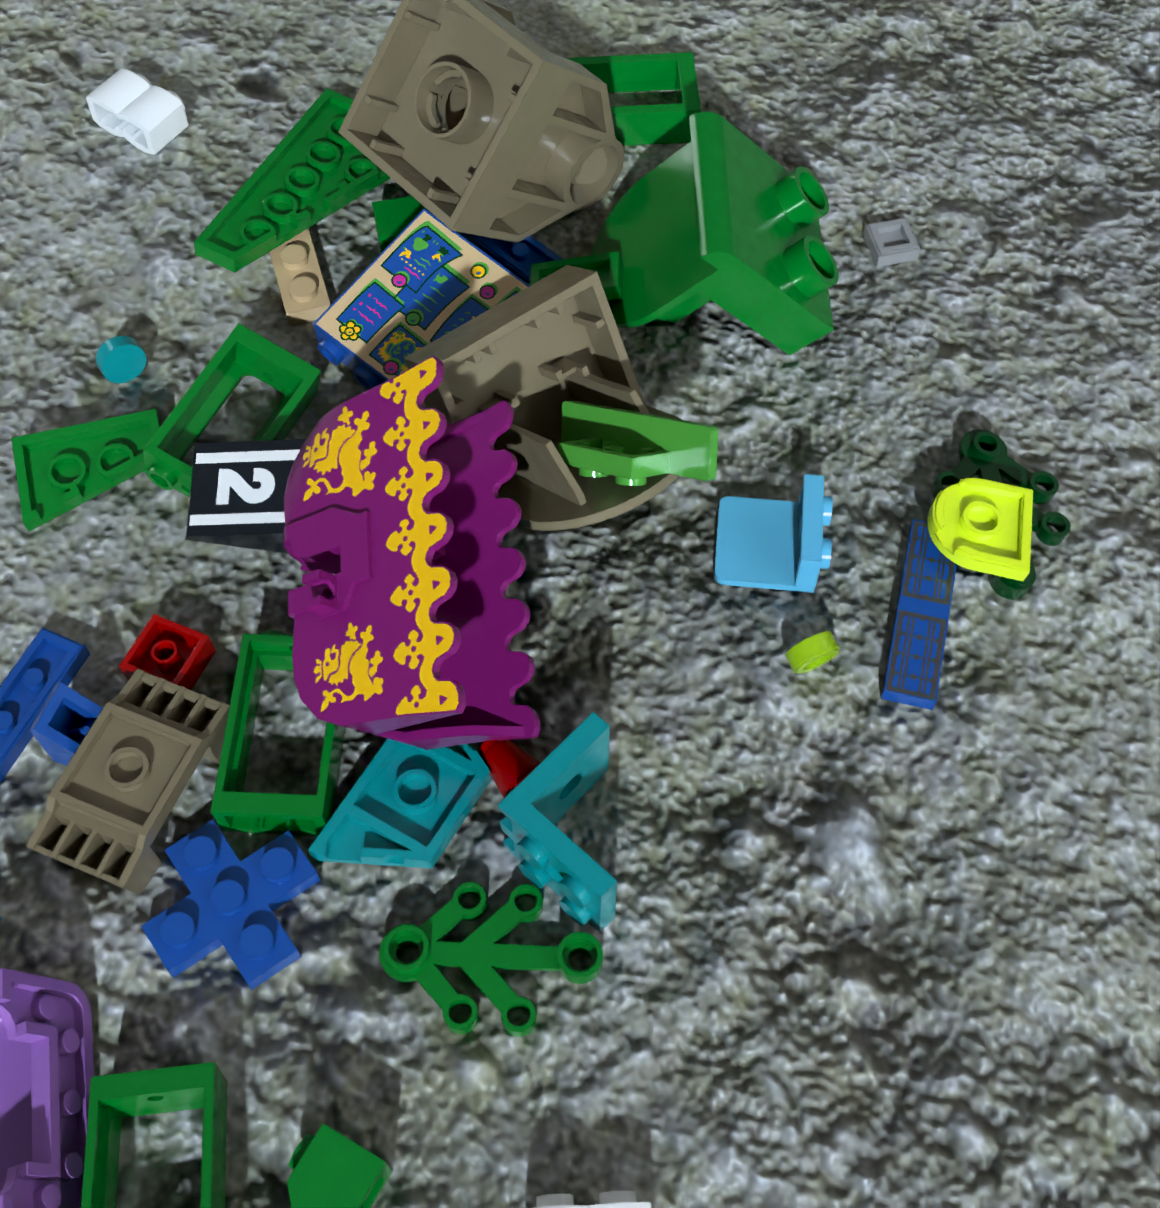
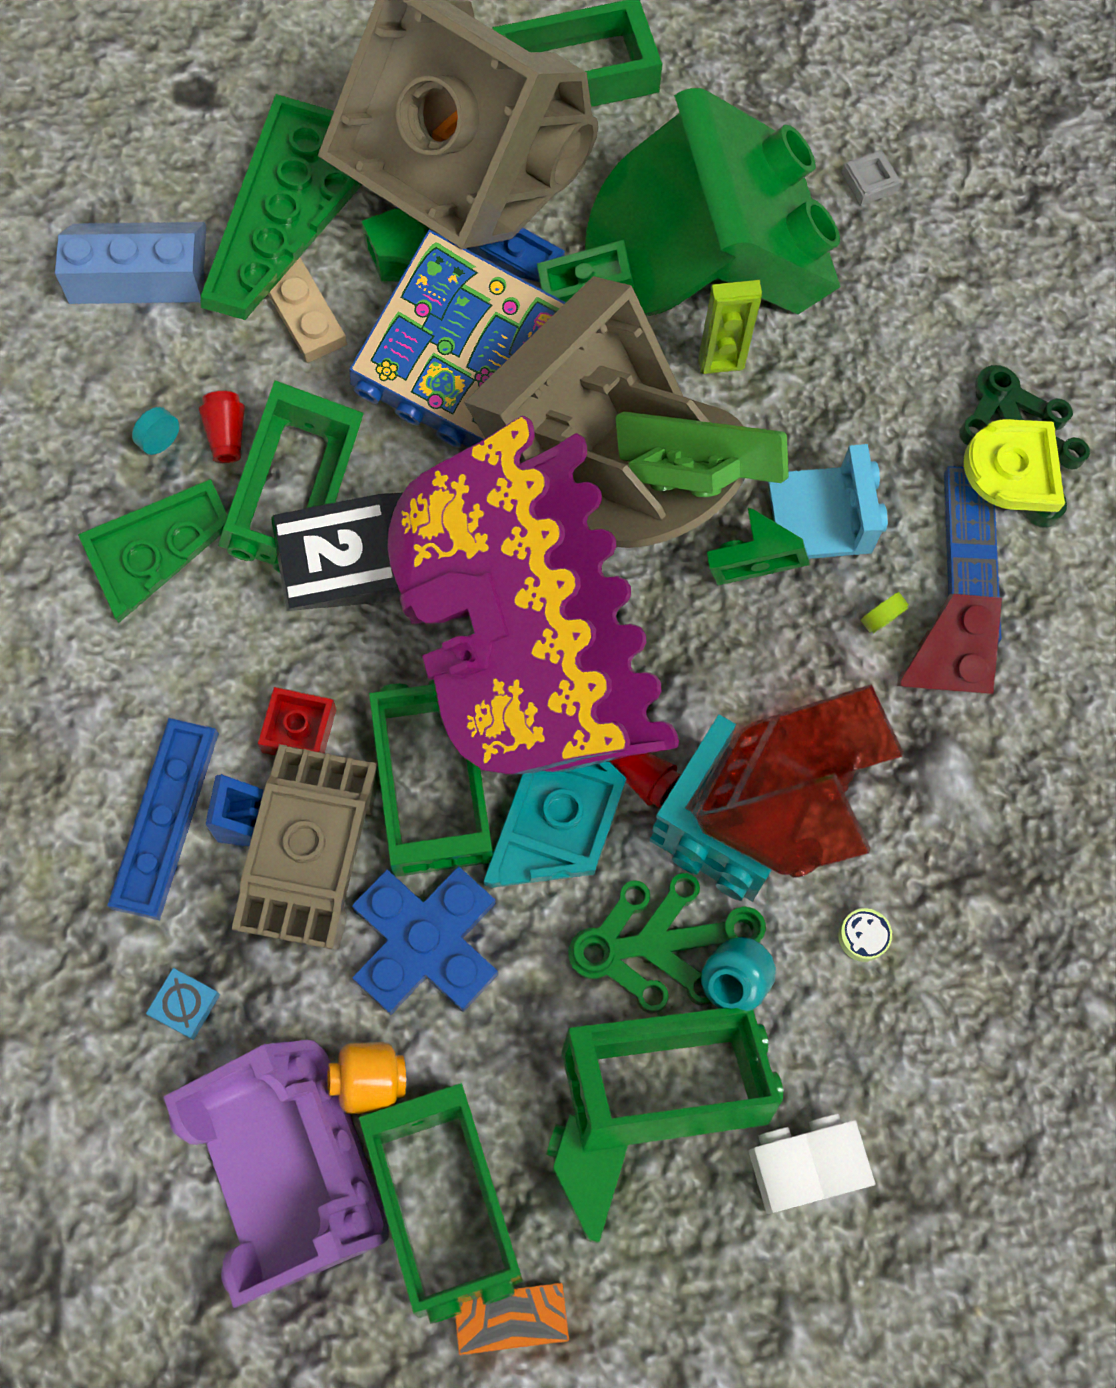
camera: 15 degrees left, 10 degrees up
(117, 1035) = (367, 1077): none -> light orange head
(137, 111) = (82, 147): white brick -> none
(144, 212) = (131, 262): none -> medium blue slope
(186, 359) = (223, 424): none -> red cone
(456, 1056) = (663, 1033): none -> green window
(556, 1006) = (738, 974): none -> teal head
(642, 807) = (787, 779): none -> clear red windscreen
(696, 569) = (770, 552): none -> green slope
(704, 342) = (729, 326): none -> lime tile
(716, 993) = (865, 935): none -> tile
(885, 702) = (959, 647): none -> dark red wing

